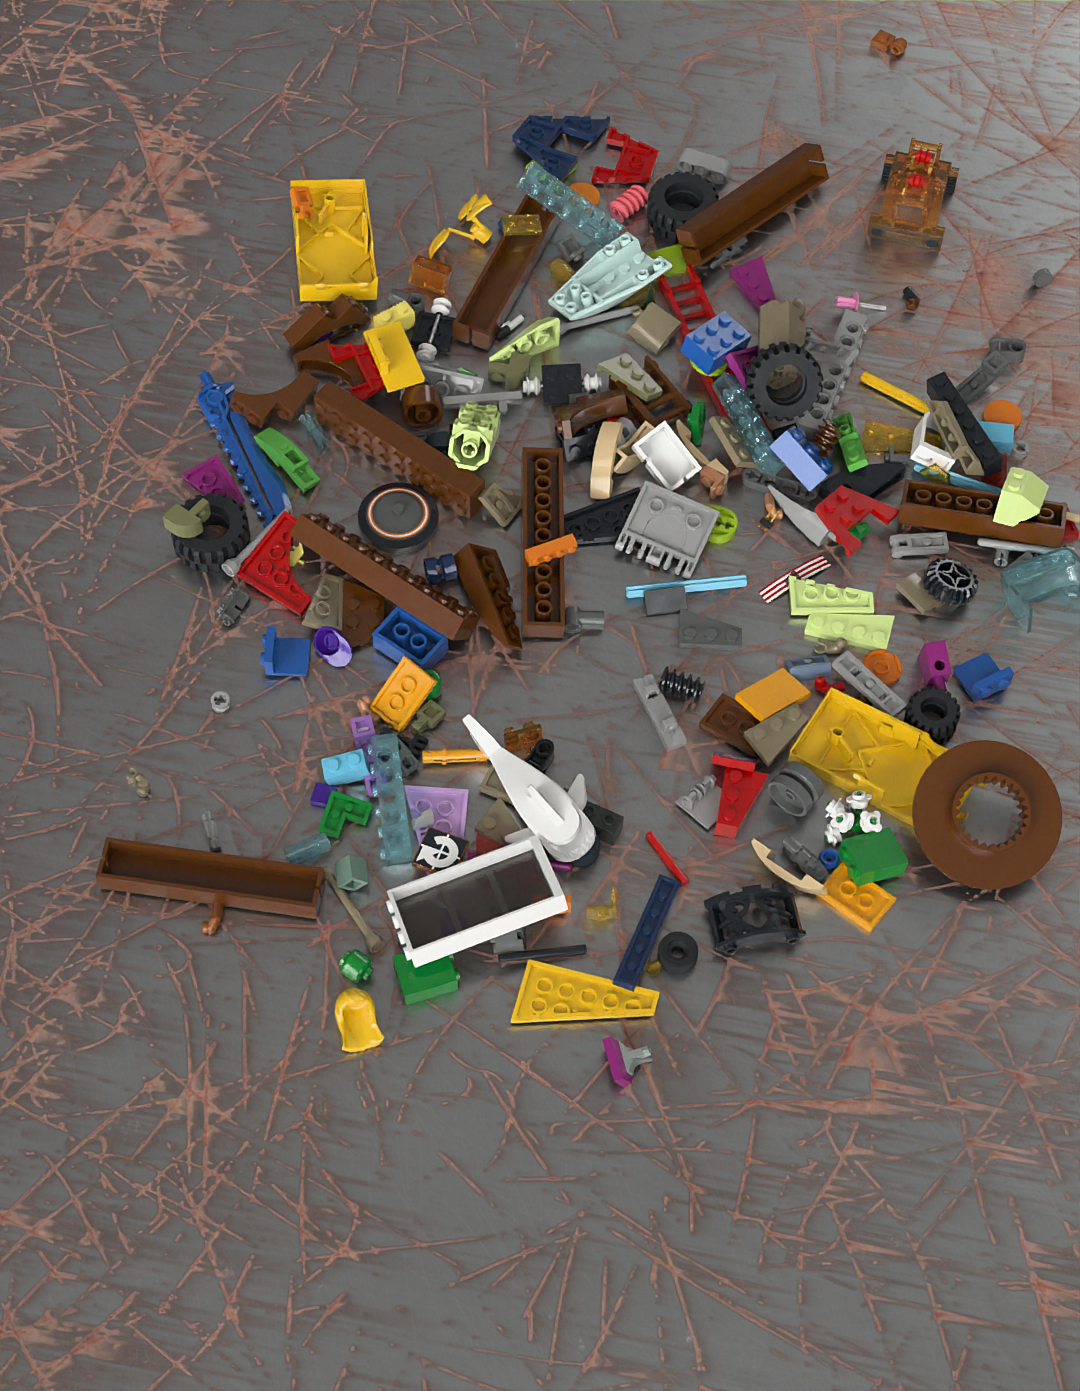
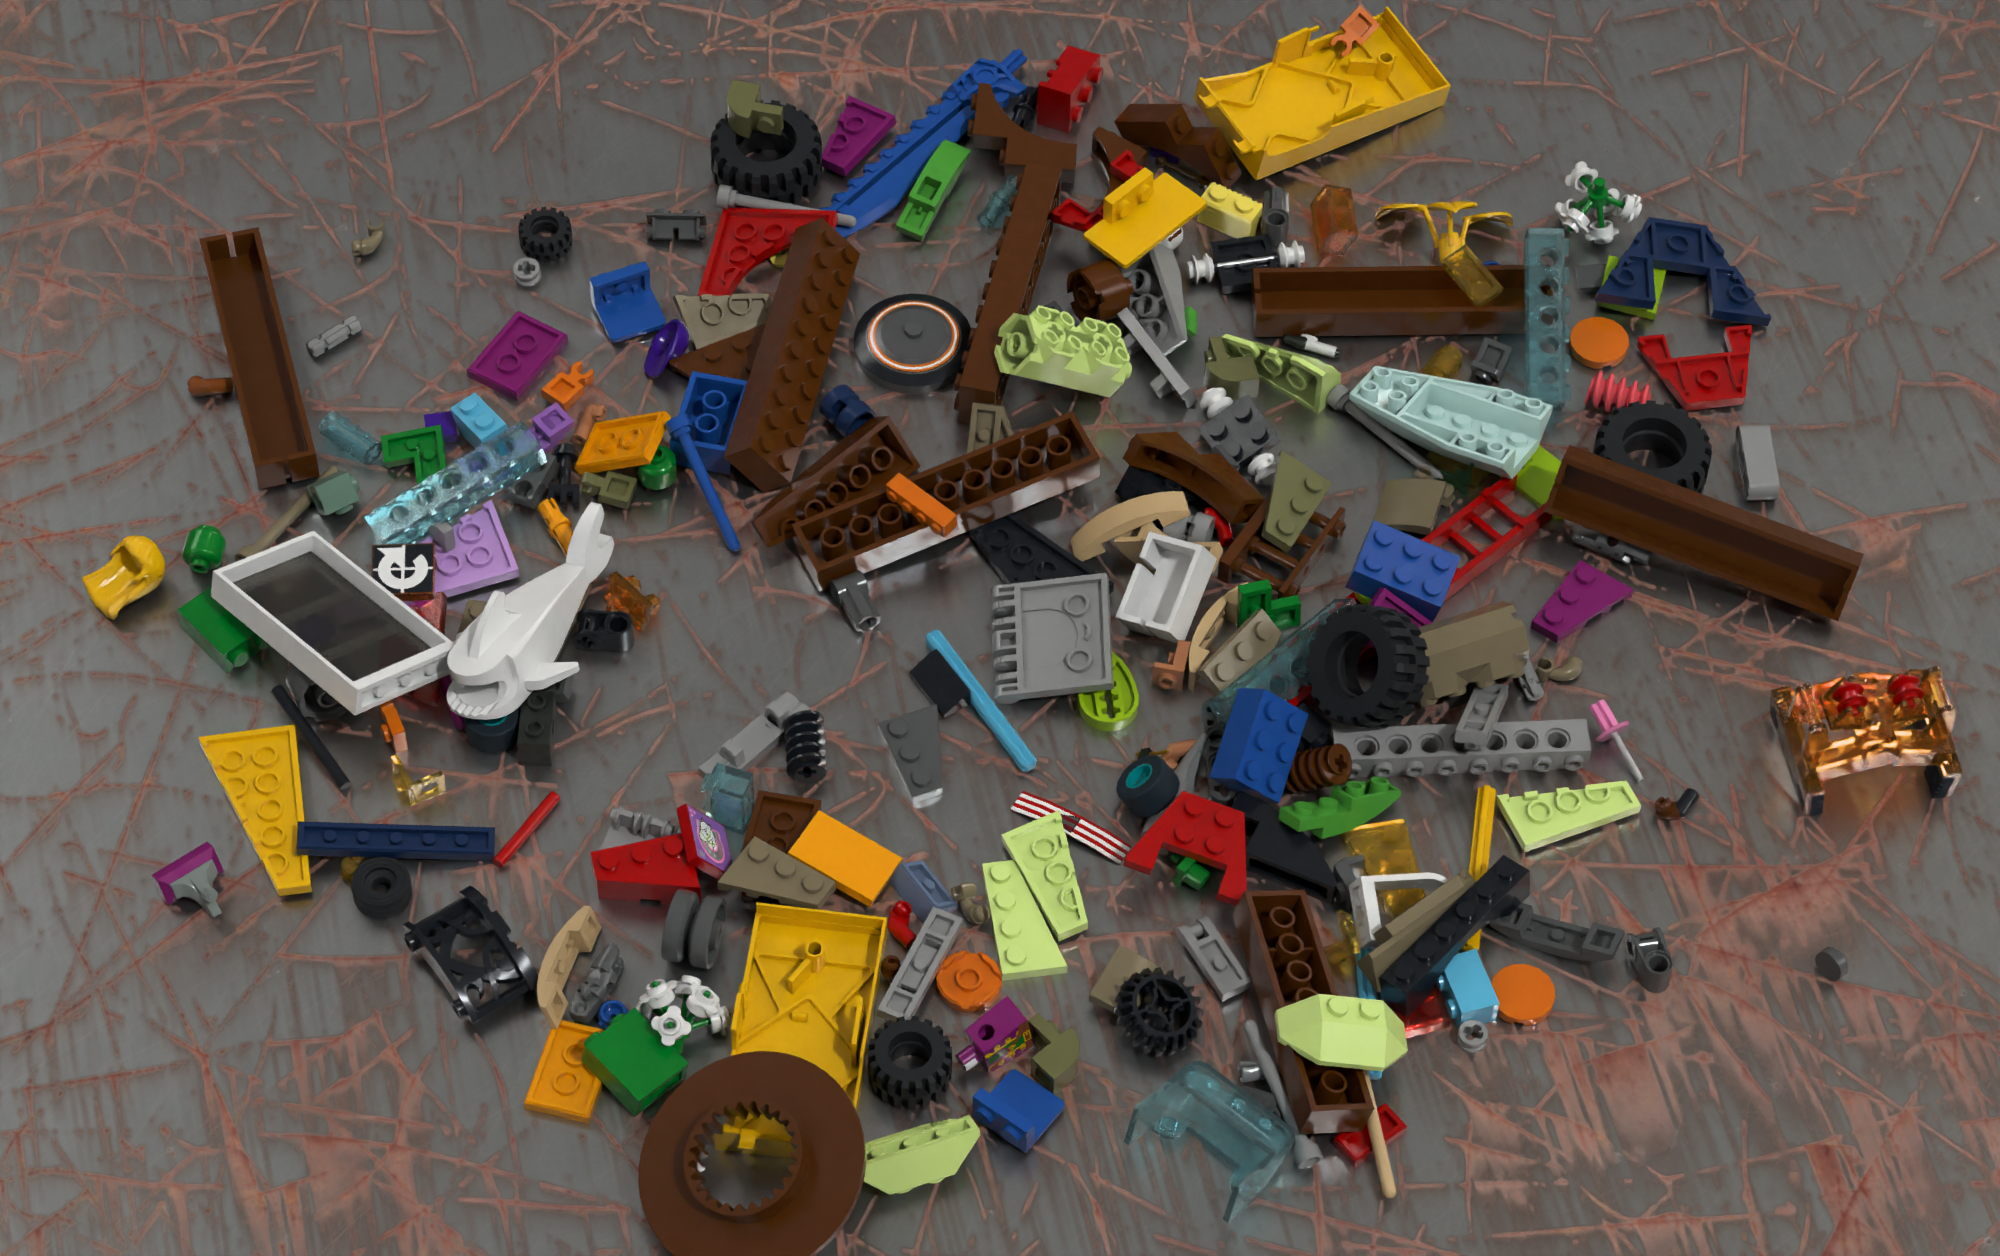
camera: 65 degrees right, 5 degrees down
(197, 668) = (545, 221): none -> black tyre
(245, 385) = (1025, 109): none -> black axle
(249, 360) = (1068, 89): none -> red wedge
(287, 732) = (517, 355): none -> magenta tile
(332, 712) = (567, 388): none -> orange plate
(421, 654) = (680, 429): none -> blue piece
(491, 148) = (1602, 200): none -> white plant
(707, 736) = (729, 797): none -> clear light blue brick
(787, 525) = (1147, 786): none -> black wheel
(894, 350) = (1564, 813): none -> yellowish green wing
(958, 643) = (1059, 1054): none -> olive brick
(994, 721) = (919, 1154): none -> yellowish green wedge

